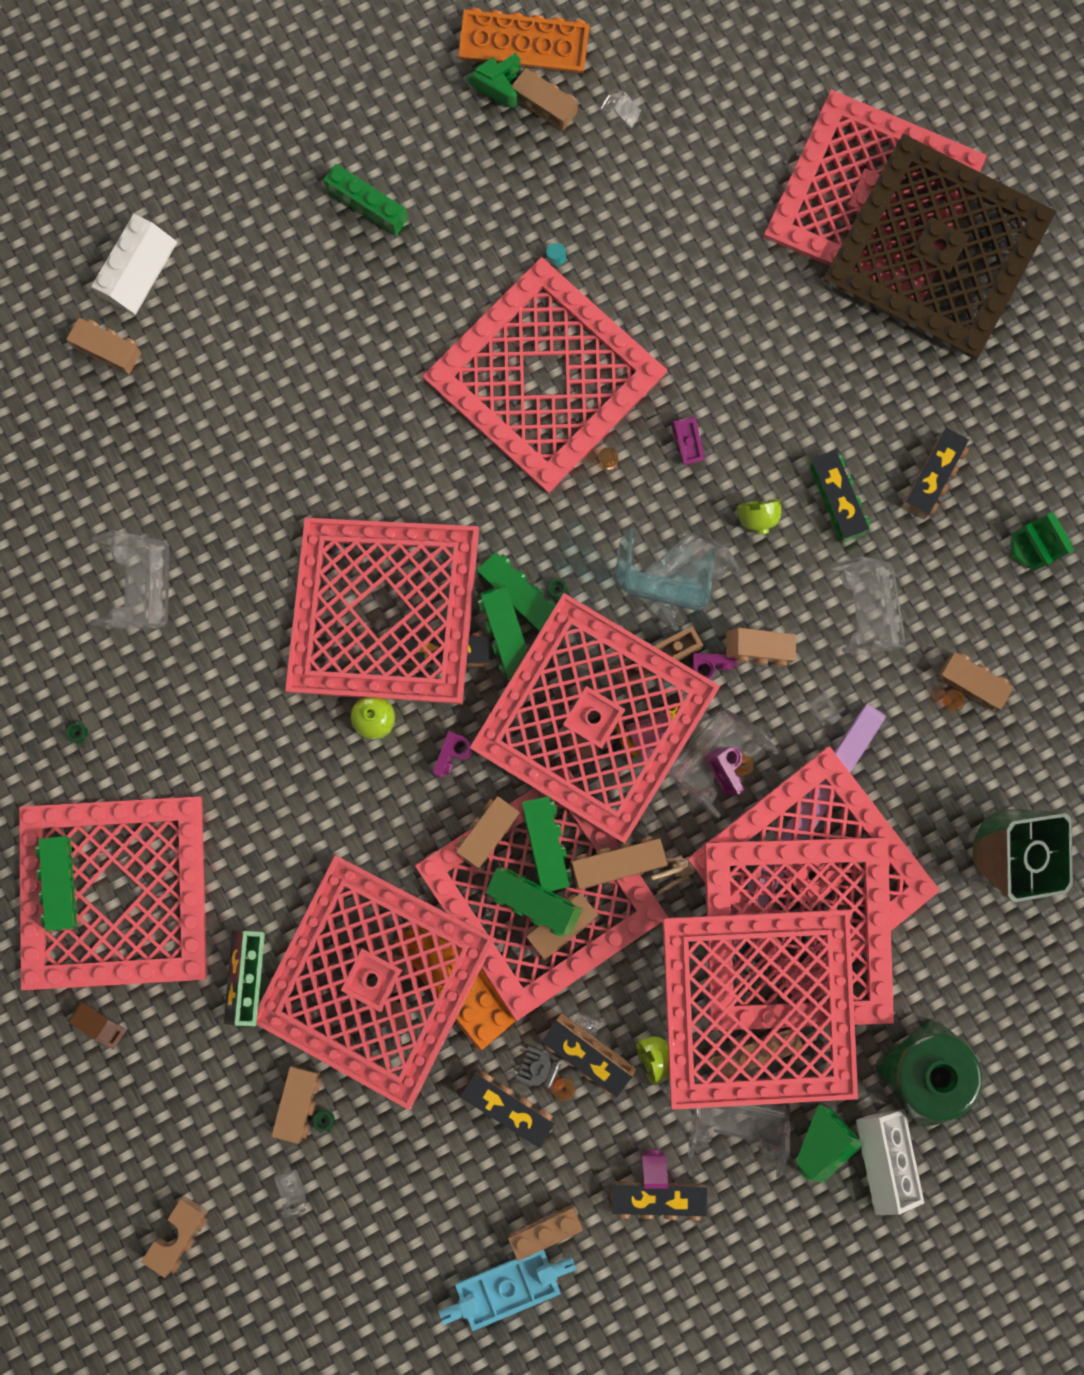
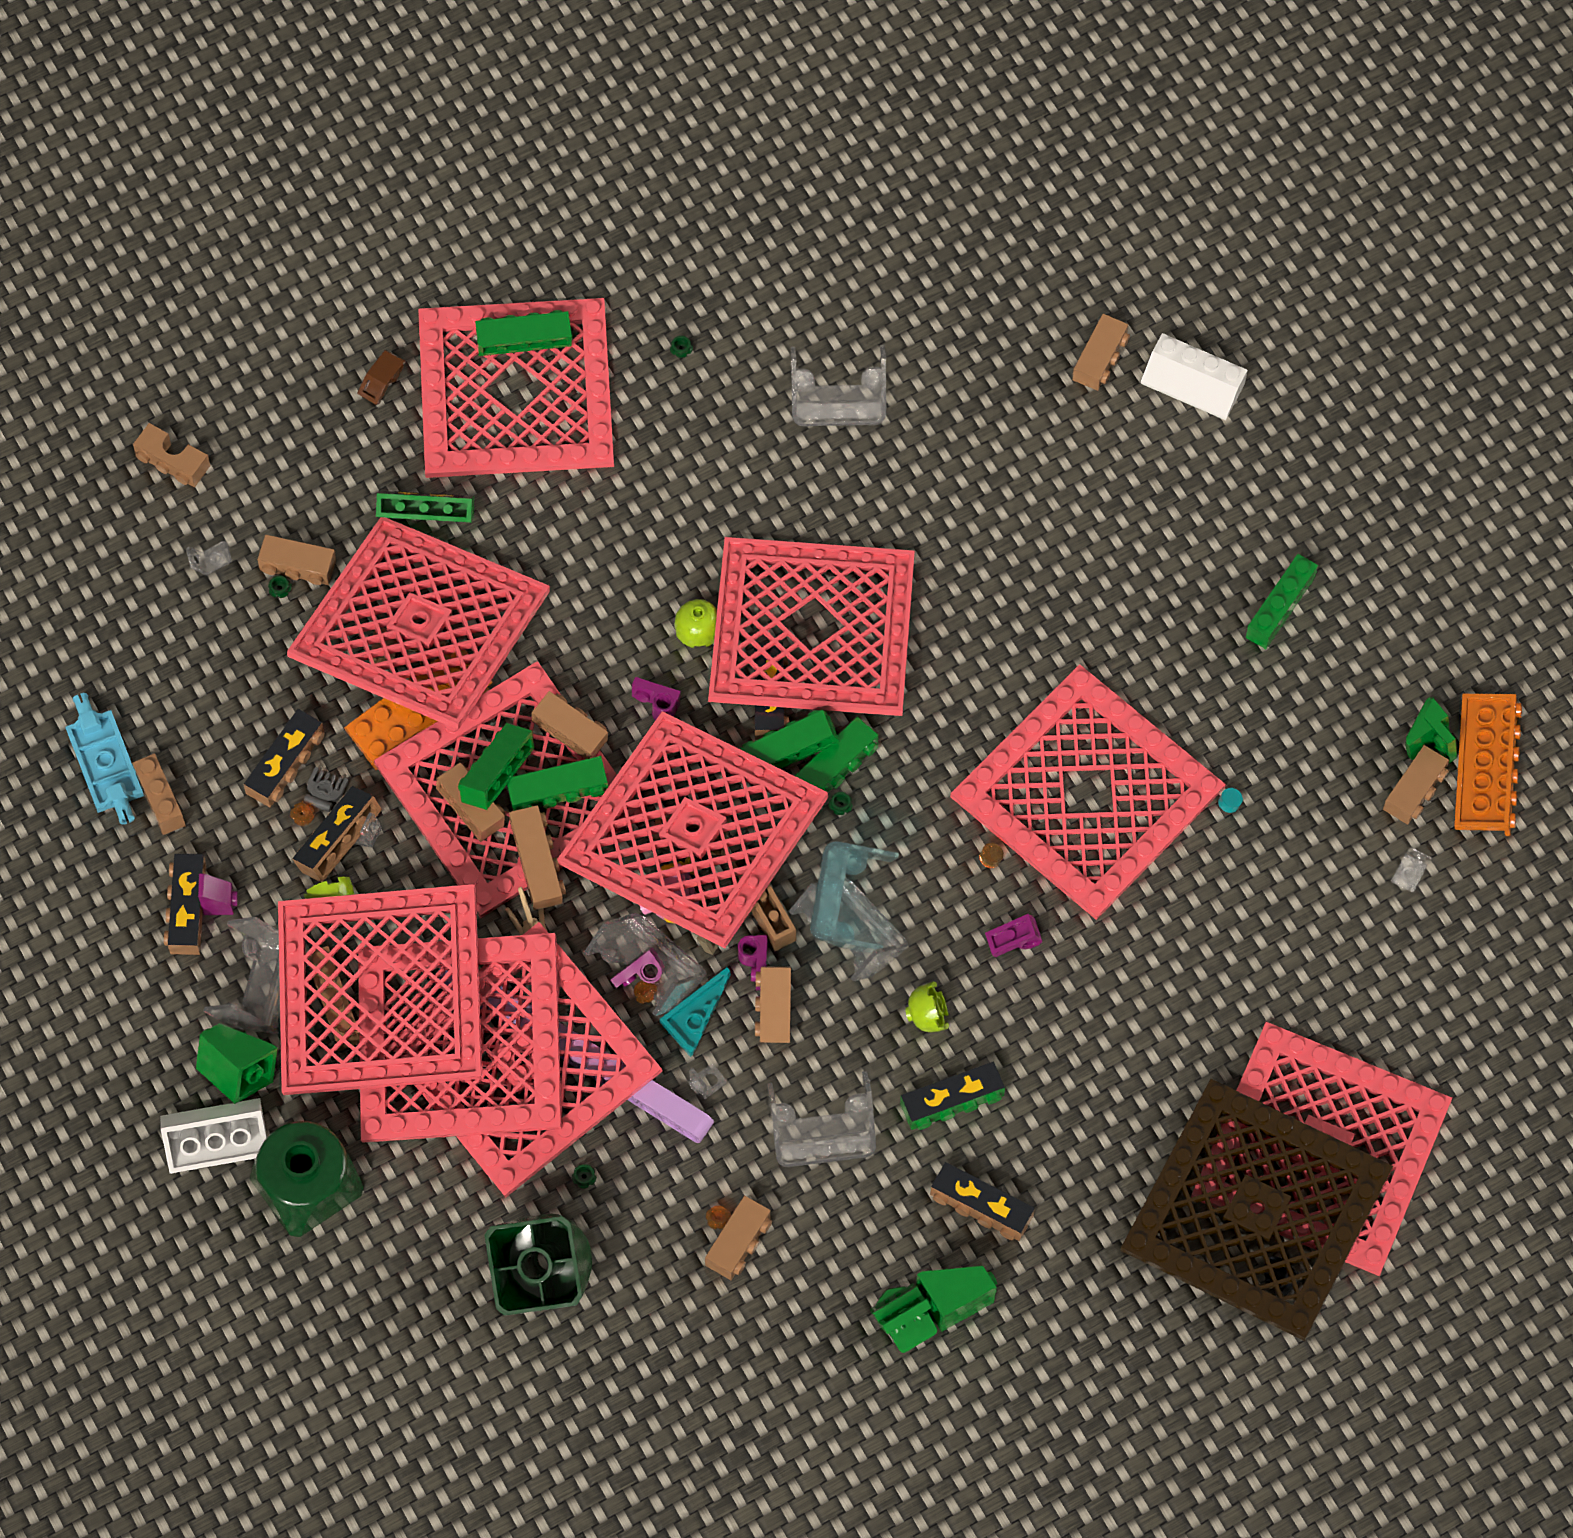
camera: 90 degrees right, 15 degrees down
(771, 722) = (690, 1017): none -> teal wing
(919, 825) = (586, 1170): none -> dark green plate
(1026, 493) = (956, 1293): none -> green slope

